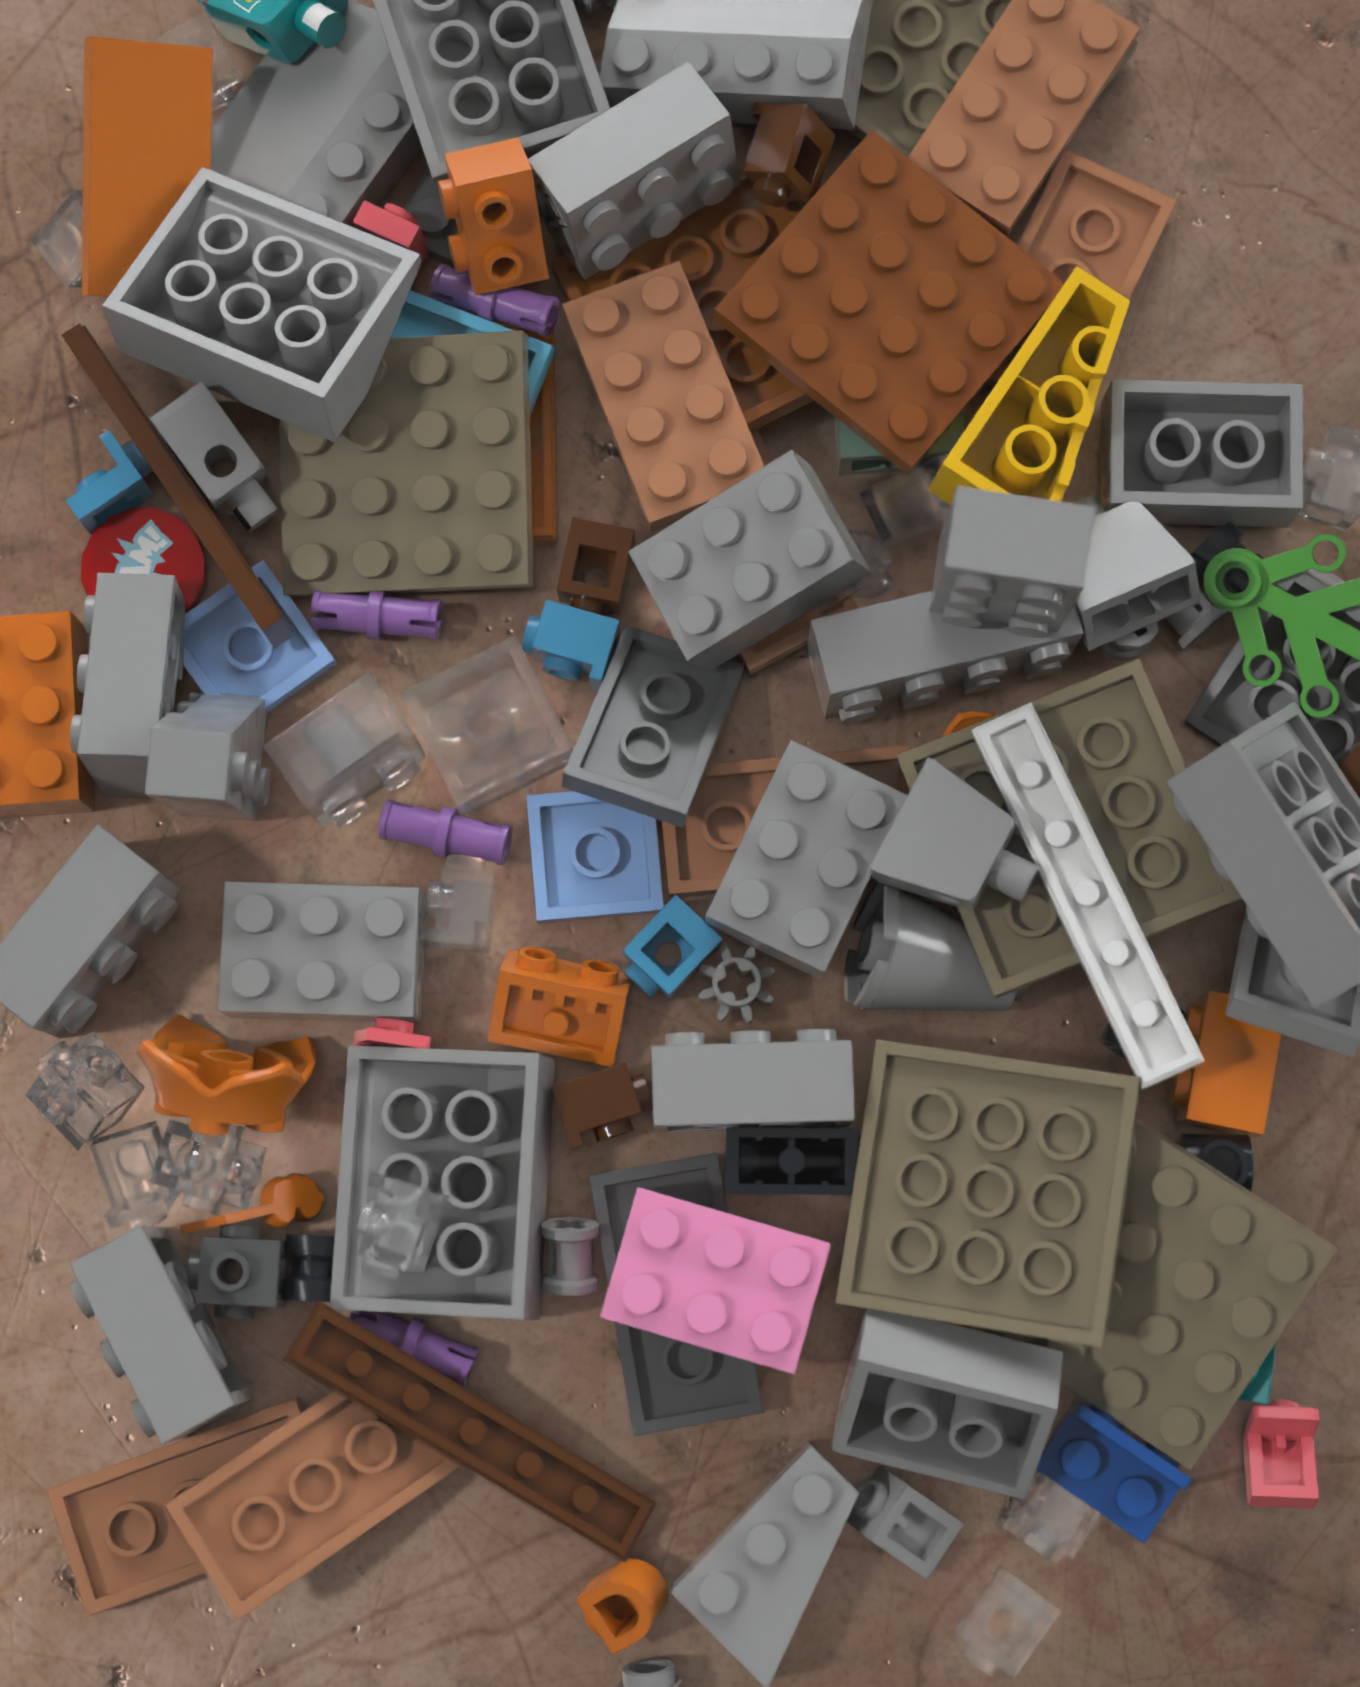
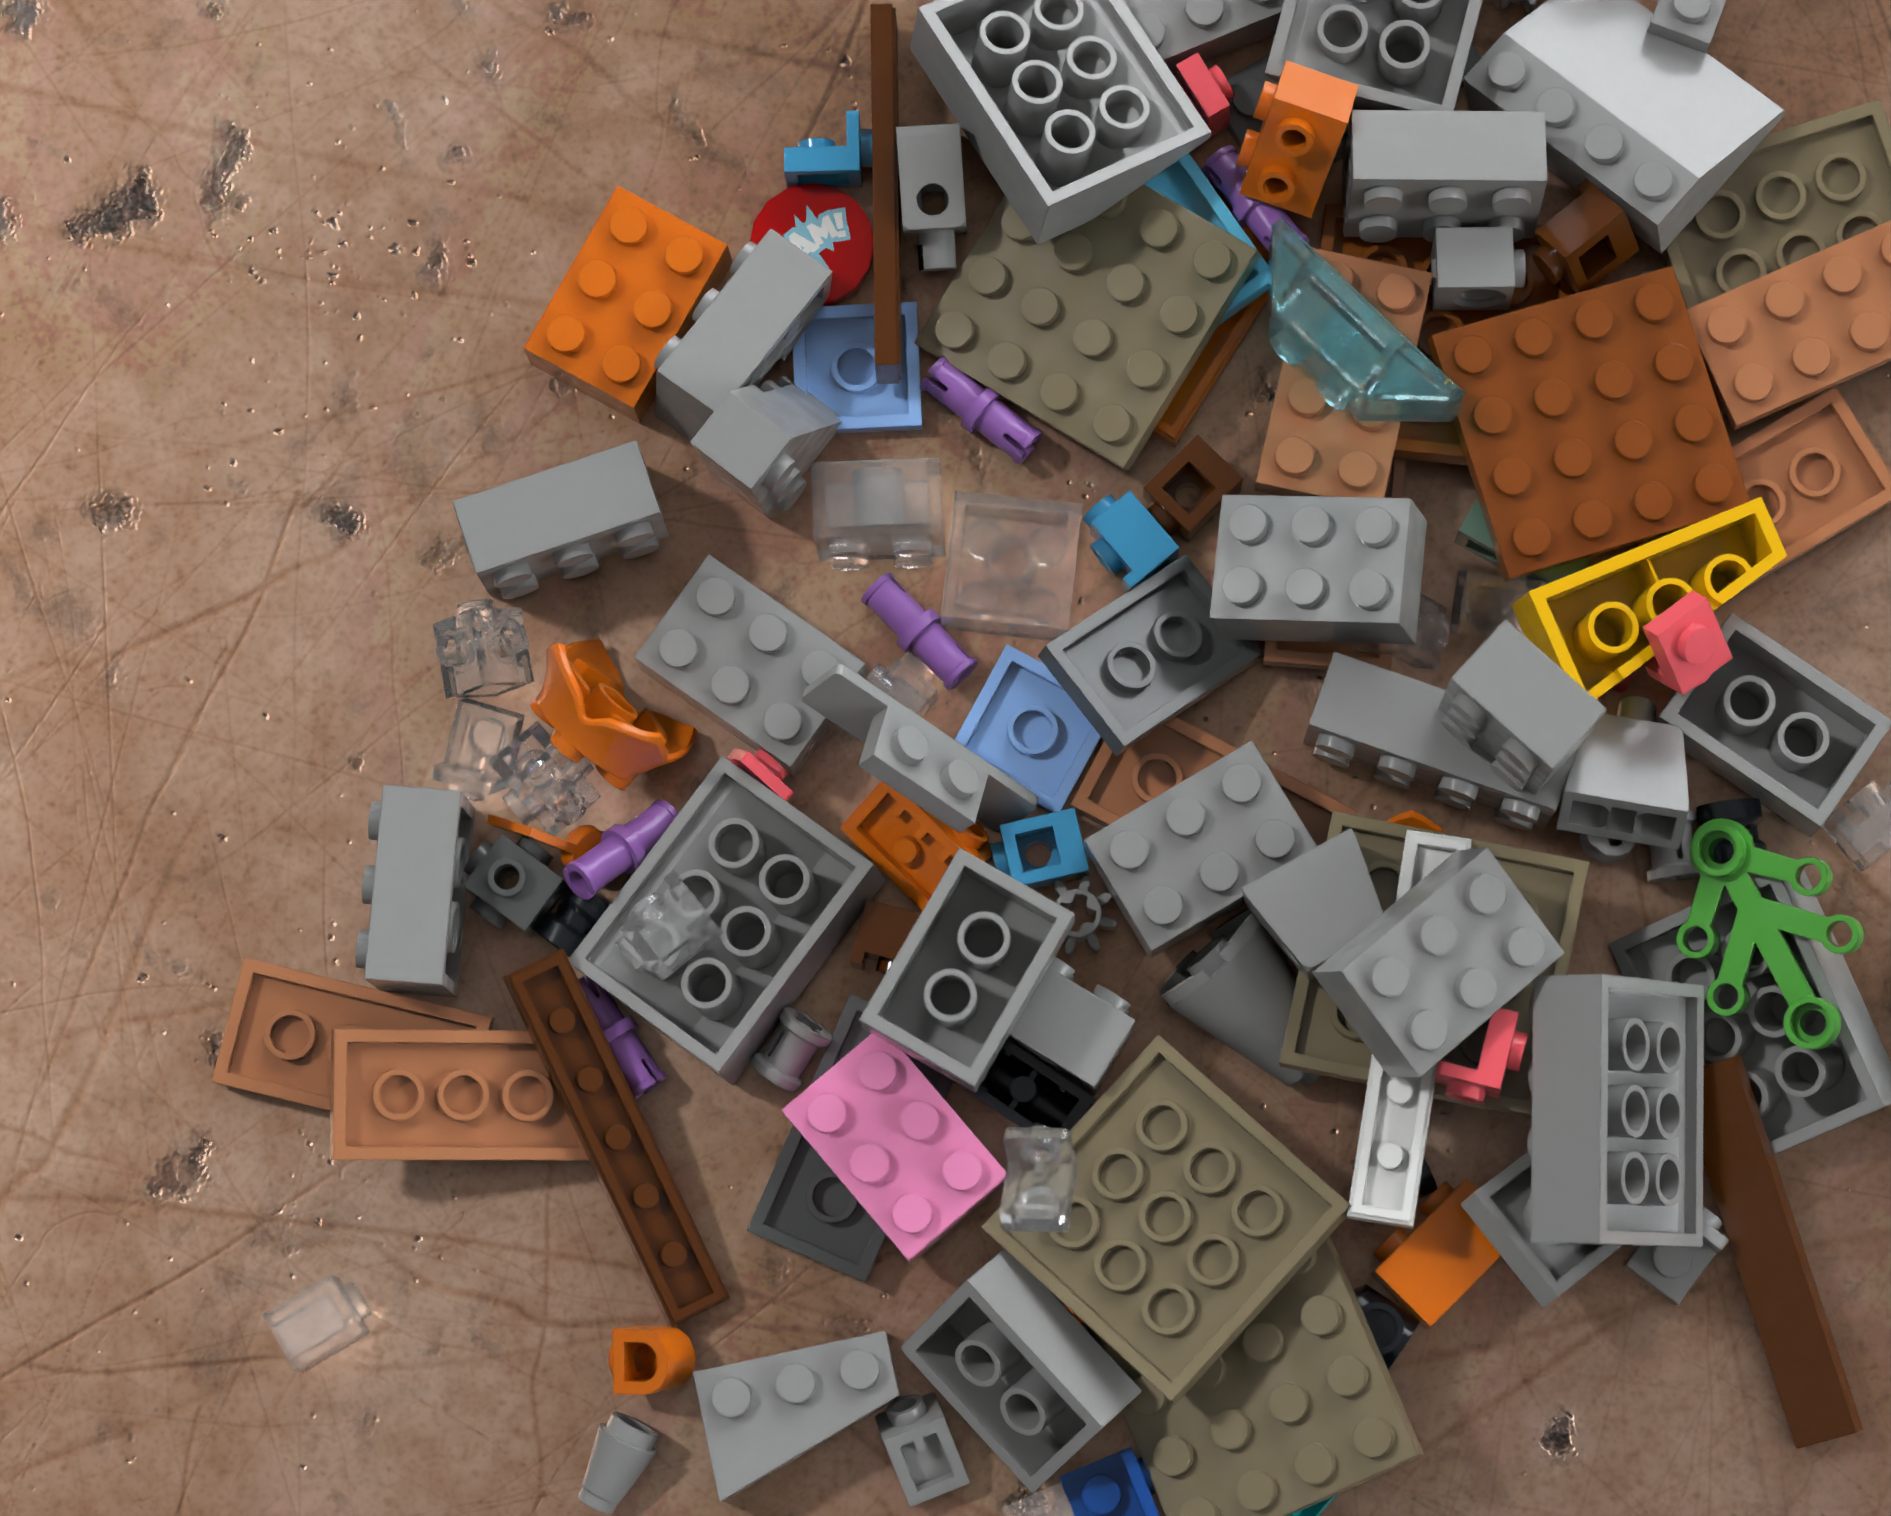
camera: 40 degrees right, 0 degrees up
(313, 1183) = (619, 851): none -> medium lavender pin
(515, 936) = (918, 756): none -> light grey bracket
(649, 353) = (1347, 342): none -> clear light blue wedge
(685, 1092) = (967, 970): none -> light grey brick
(711, 234) = (1475, 268): none -> light grey brick
(861, 1232) = (1038, 1179): none -> clear bracket
(1081, 822) = (1438, 963): none -> light grey brick
(1099, 425) = (1686, 644): none -> coral bracket
(1178, 864) = (1501, 1051): none -> coral bracket

